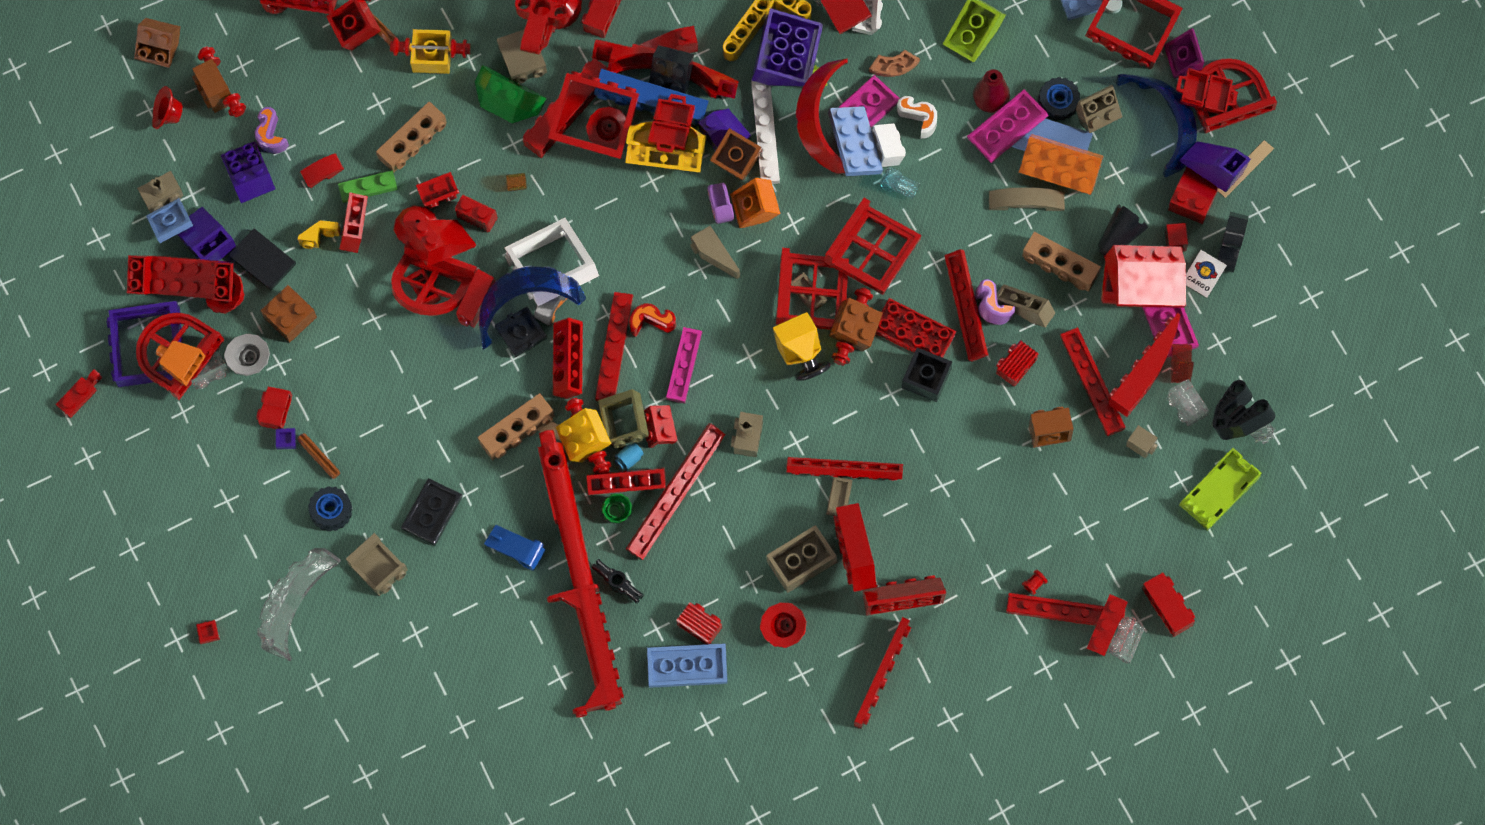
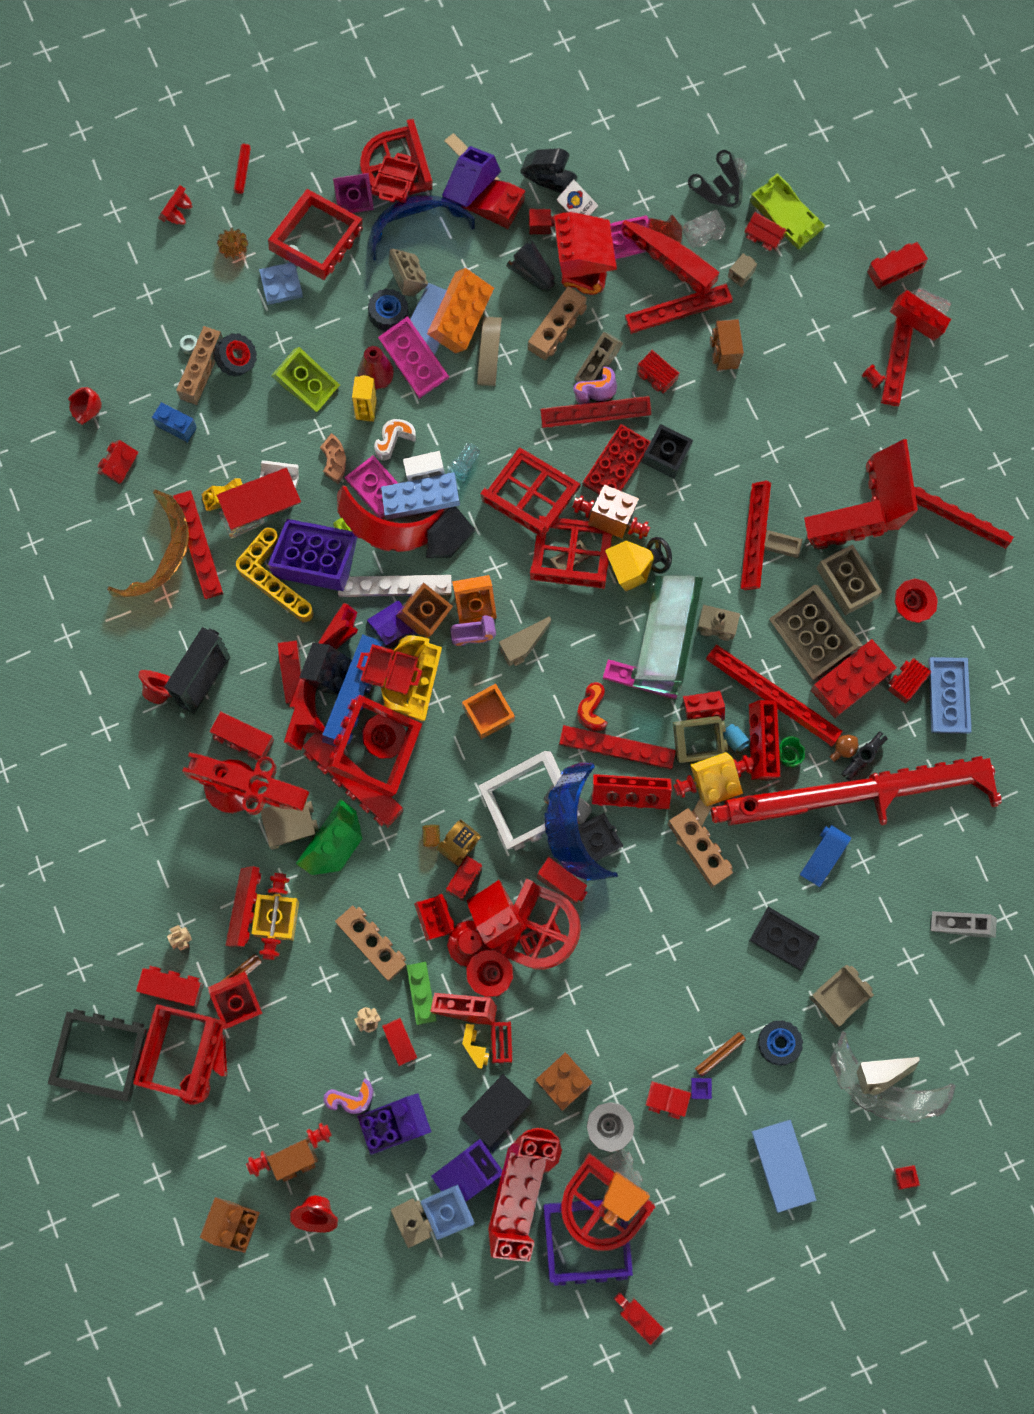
camera: 95 degrees left, 5 degrees up
(216, 516) = (783, 1166): none -> medium blue tile
(301, 602) = (880, 1075): none -> slope
(303, 18) = (220, 1062): none -> red slope
(310, 268) = (509, 1036): none -> red tile
(340, 139) = (367, 1019): none -> tan gear
(385, 239) = (481, 973): none -> red hat
(433, 22) = (242, 907): none -> red tile
(451, 682) = (964, 924): none -> light grey slope
(509, 203) = (458, 842): none -> pearl gold brick
(625, 561) = (846, 747): none -> dark orange piece
(639, 221) = (488, 711): none -> orange piece
(697, 567) = (853, 678): none -> red brick
(730, 381) = (668, 633): none -> windscreen
(746, 531) = (815, 631): none -> dark tan slope
(819, 172) = (448, 534): none -> black tile
(952, 78) = (364, 398): none -> yellow brick
(1190, 464) = (765, 232): none -> red brick

